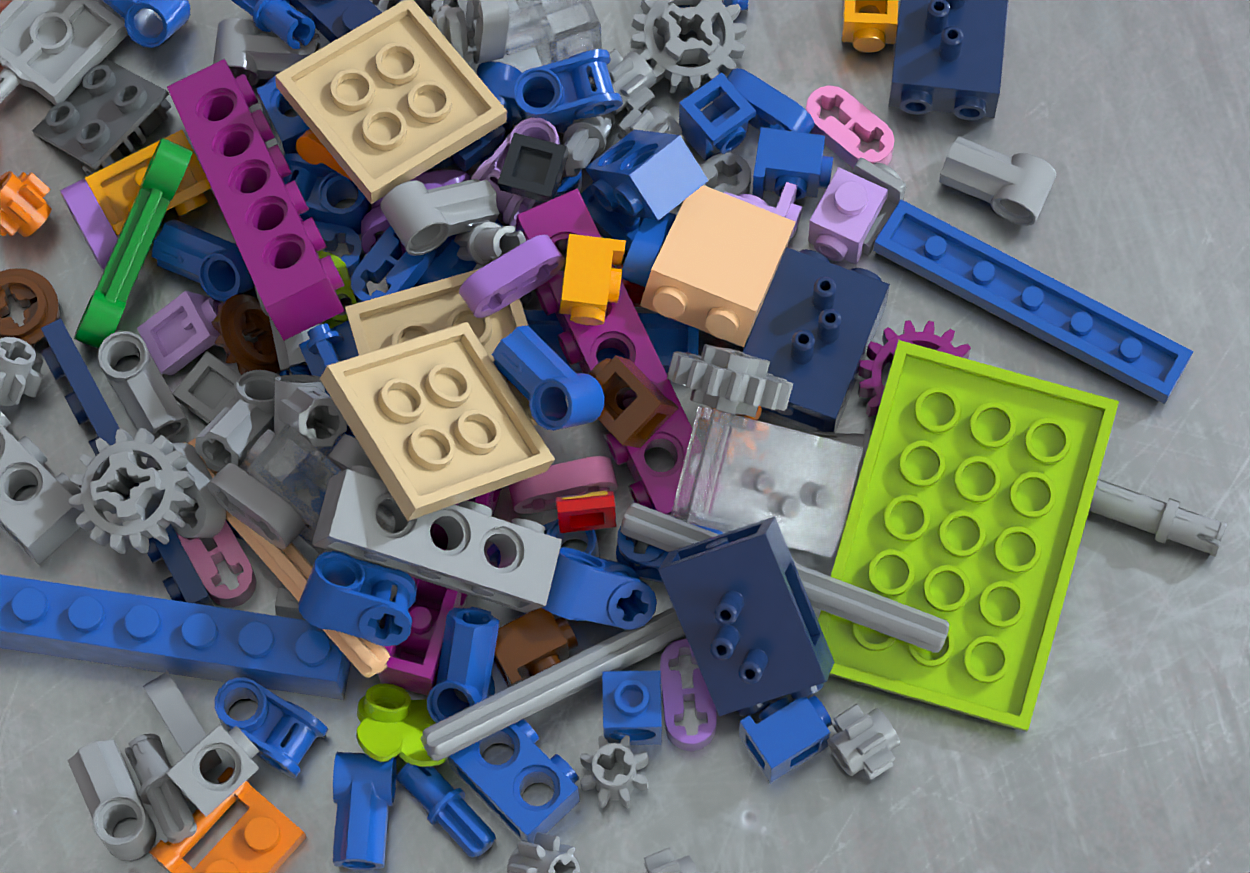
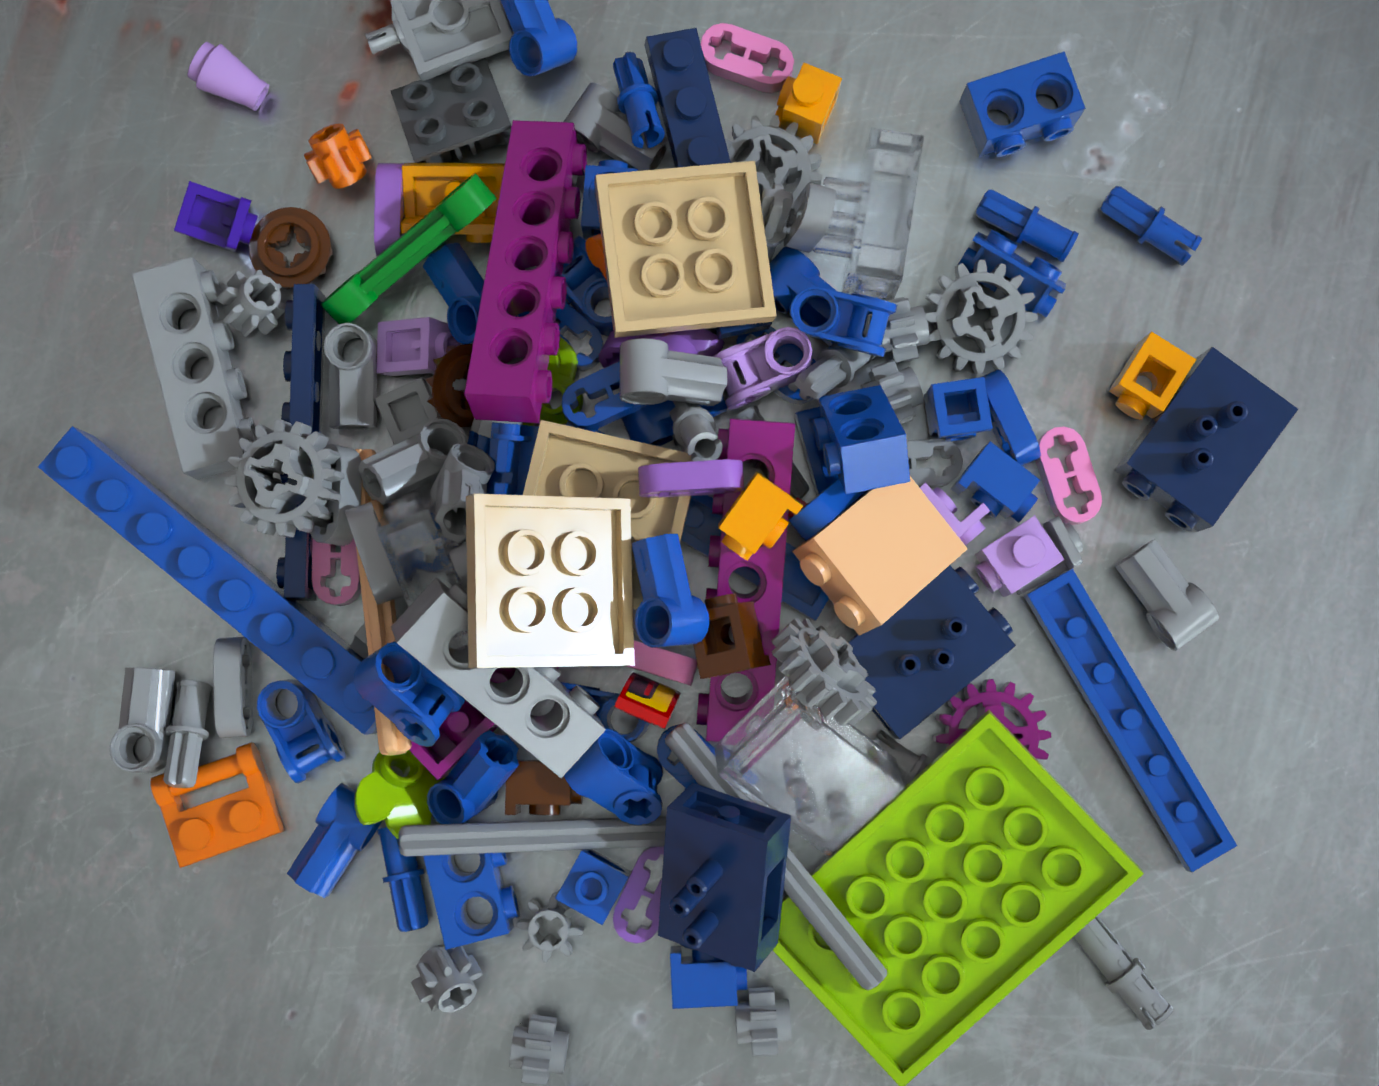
camera: 30 degrees right, 15 degrees up
(206, 794) = (210, 768): light grey brick -> none
(533, 168) = (770, 380): black plate -> none

